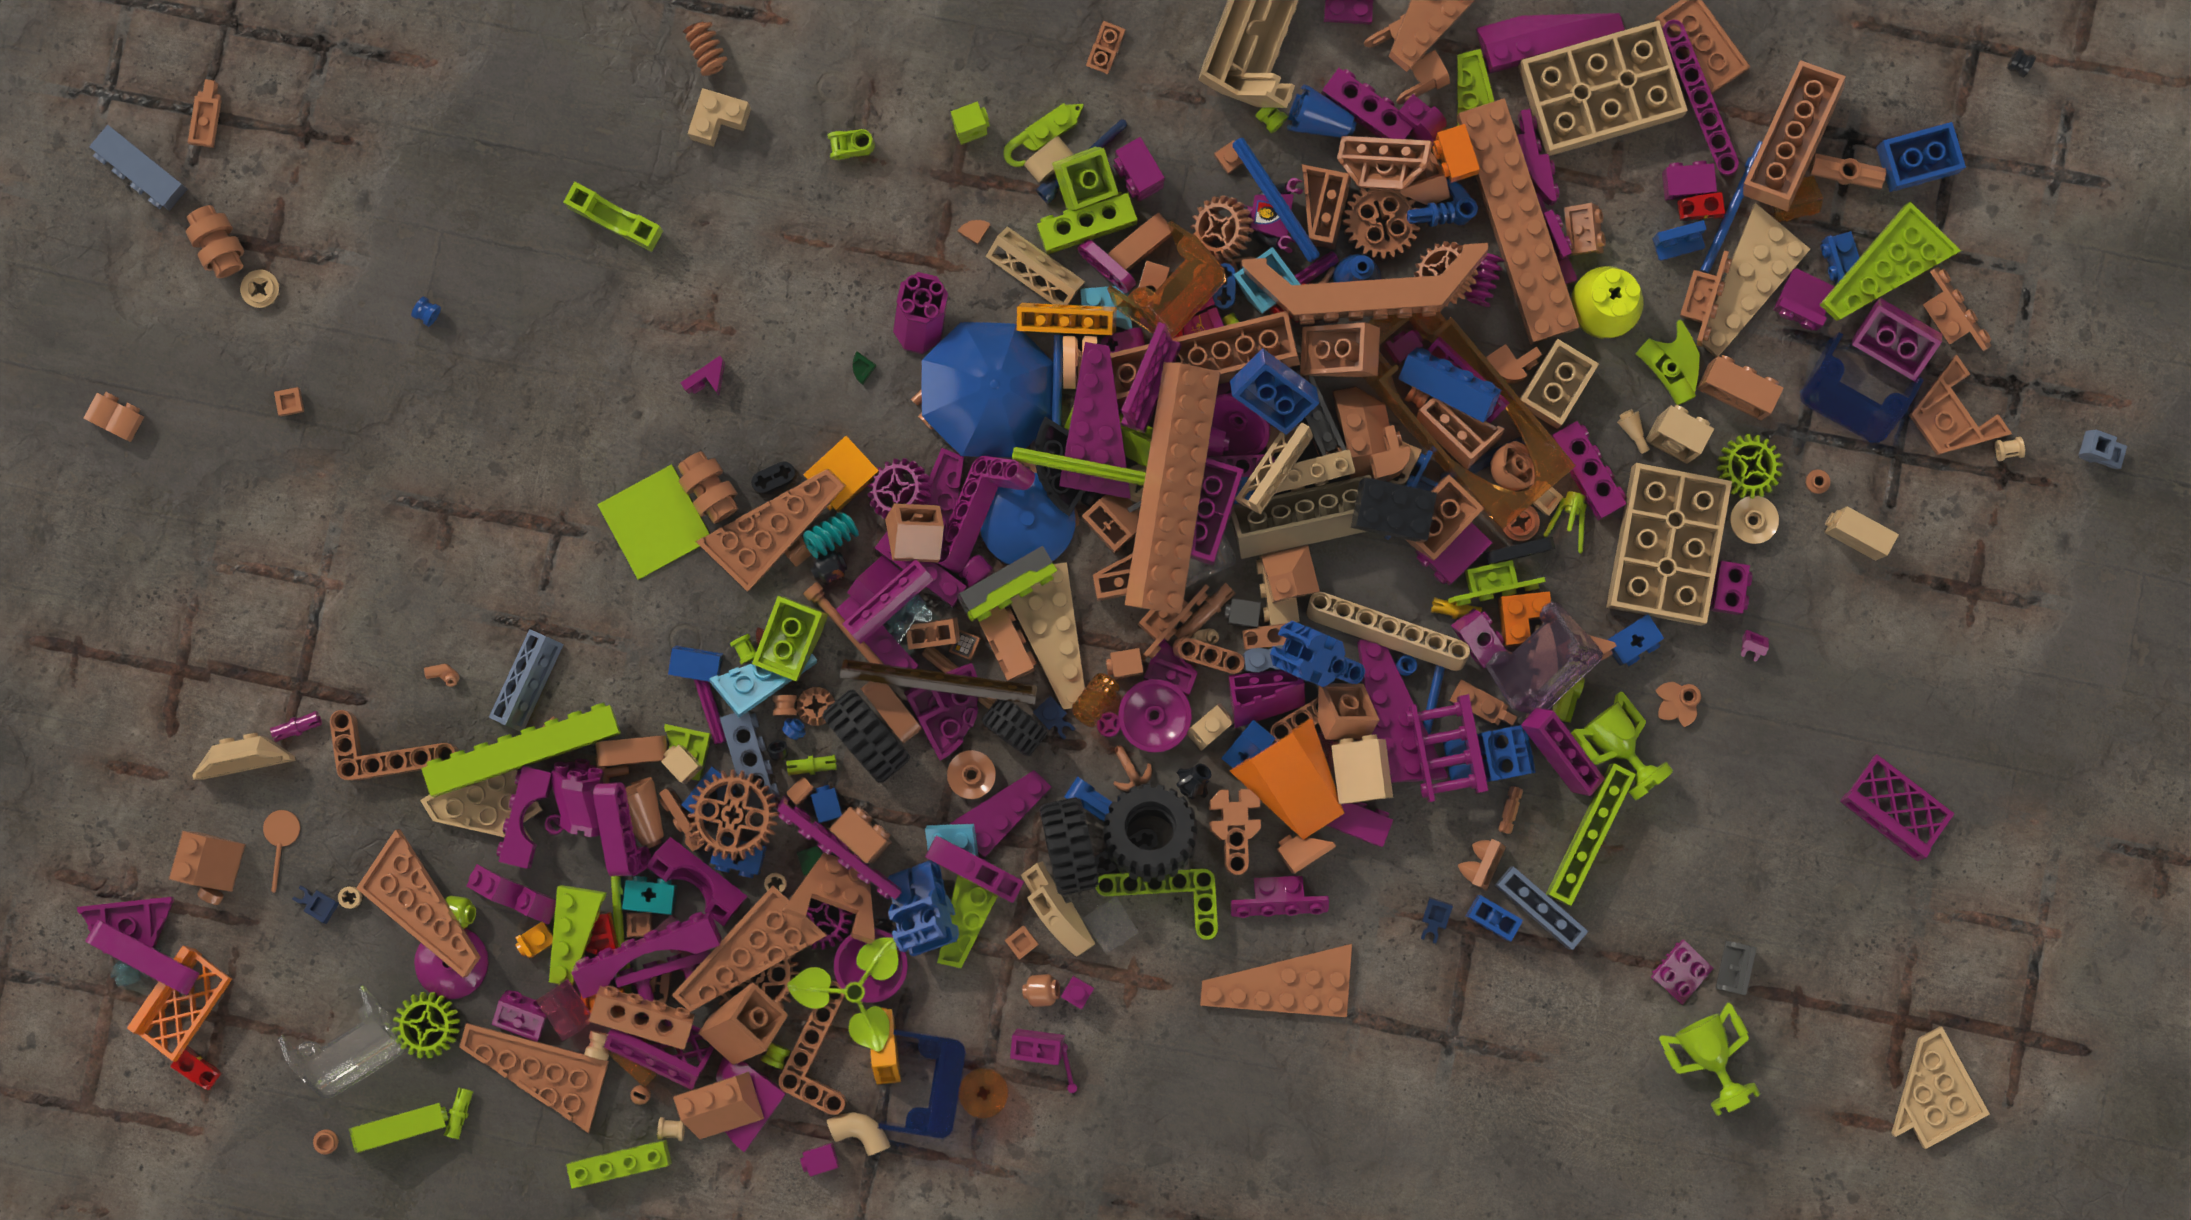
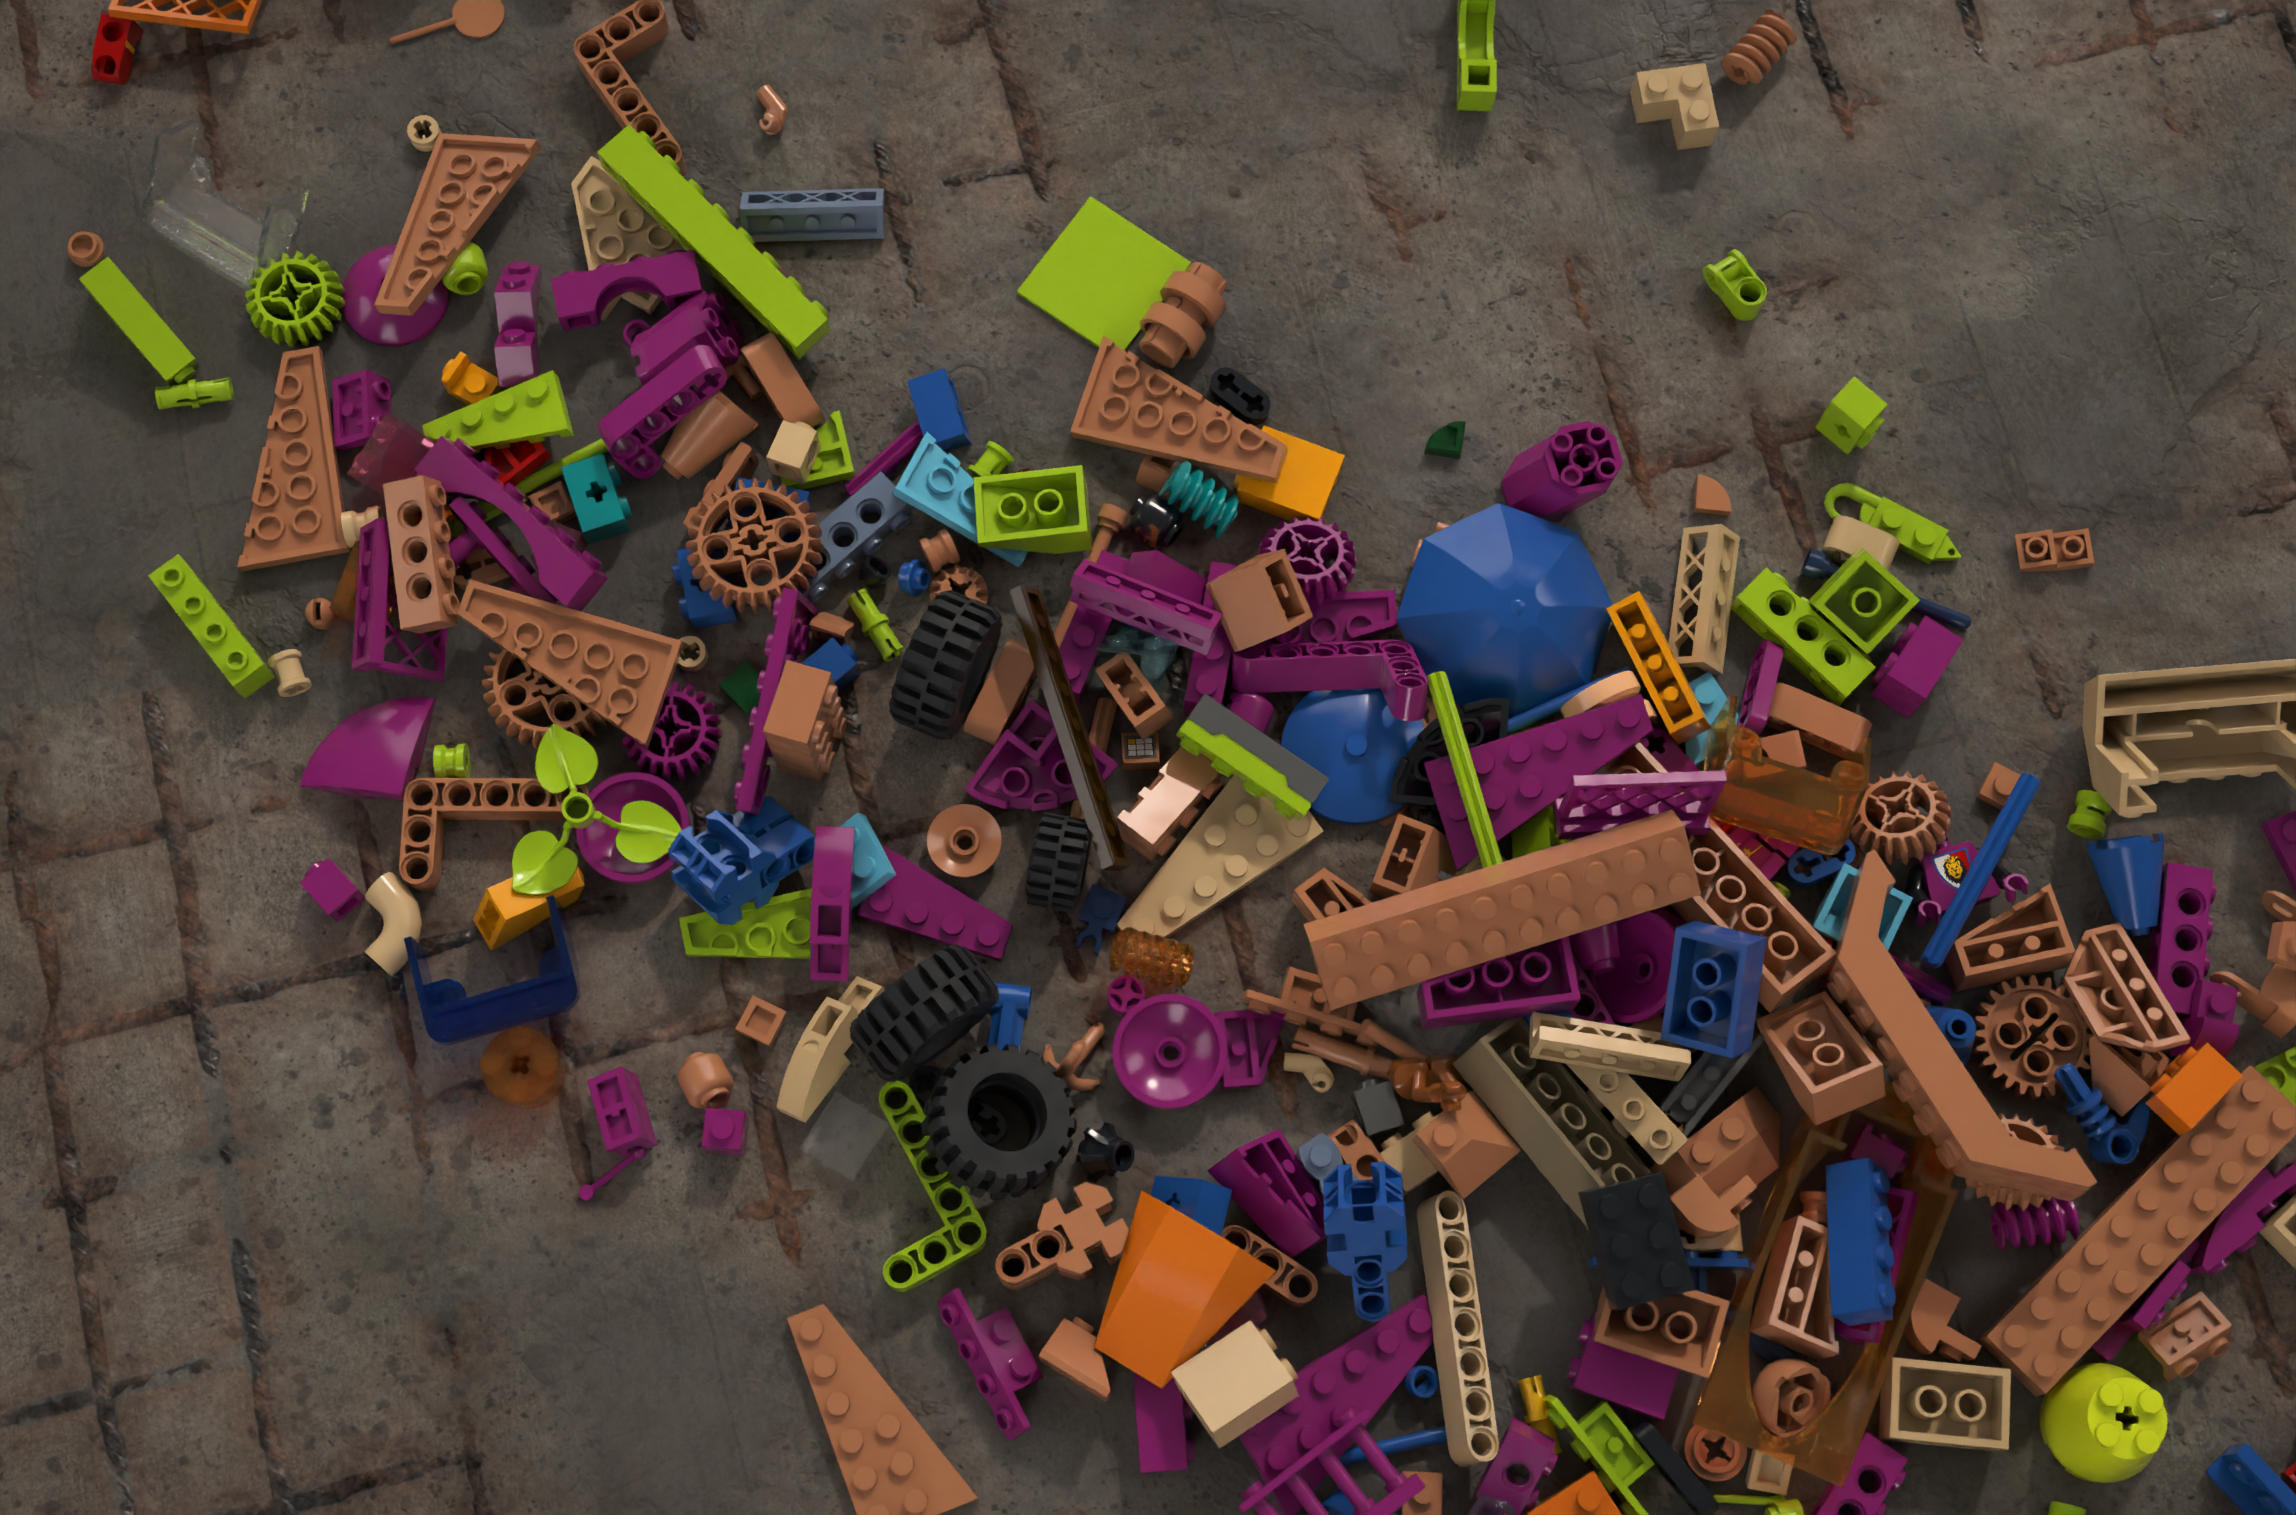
camera: 65 degrees right, 10 degrees down
(318, 905) = (396, 100): dark blue plate -> none
(676, 862) = (657, 507): magenta arch -> none
(711, 372) = (1336, 251): magenta slope -> none
(719, 1106) = (346, 717): nougat slope -> none
(744, 1025) = (472, 693): nougat slope -> none
(838, 887) = (718, 728): nougat wing -> none
(1125, 664) = (1221, 974): nougat brick -> none
(1210, 726) = (1193, 1138): tan torso -> none
(1219, 657) = (1293, 1105): nougat beam -> none
(1221, 580) = (1389, 1040): none -> nougat bar
(1237, 583) = (1429, 1081): none -> dark orange piece
(1345, 711) = (1310, 1319): nougat slope -> none

